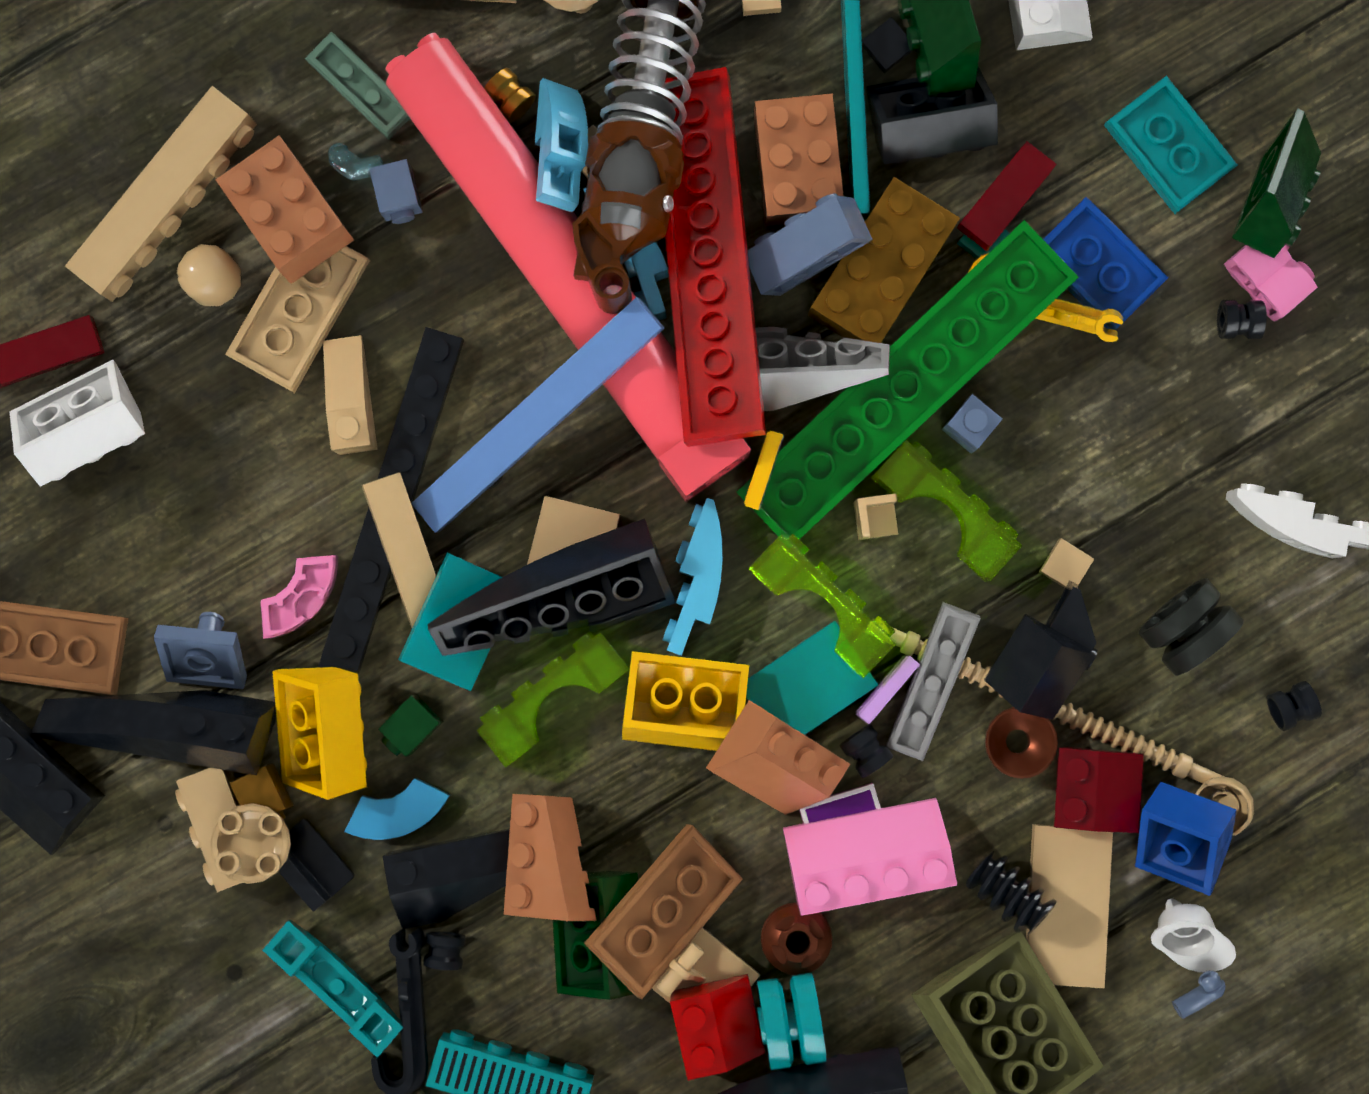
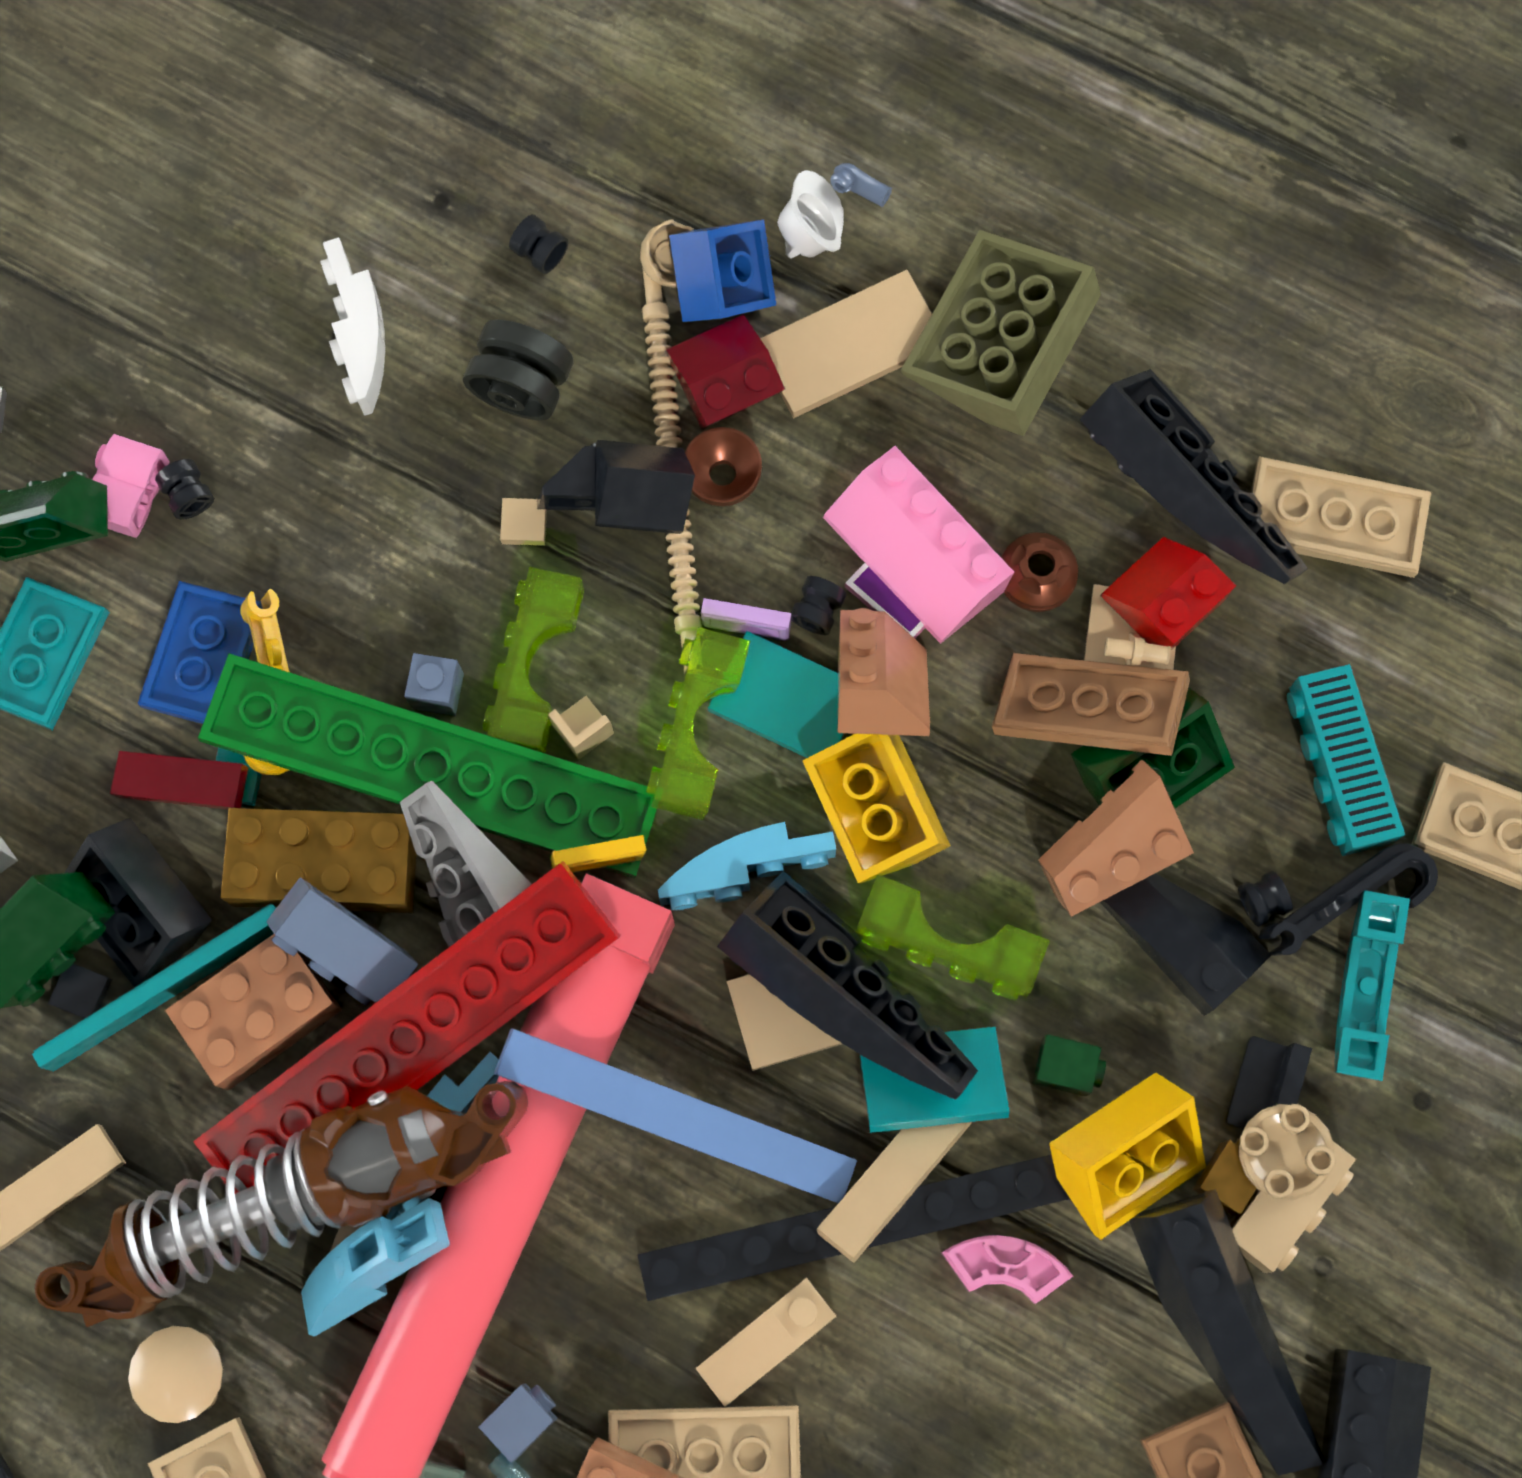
camera: 120 degrees left, 10 degrees down
(201, 654) = (1128, 1327): sand blue tile -> none
(397, 815) = (1163, 1027): dark azure tile -> none
(508, 94) = (345, 1361): pearl gold wheel -> none
(791, 1021) = (1118, 525): teal wheel -> none
(933, 681) = (712, 577): light grey tile -> none
(1010, 893) = (871, 394): black piece -> none

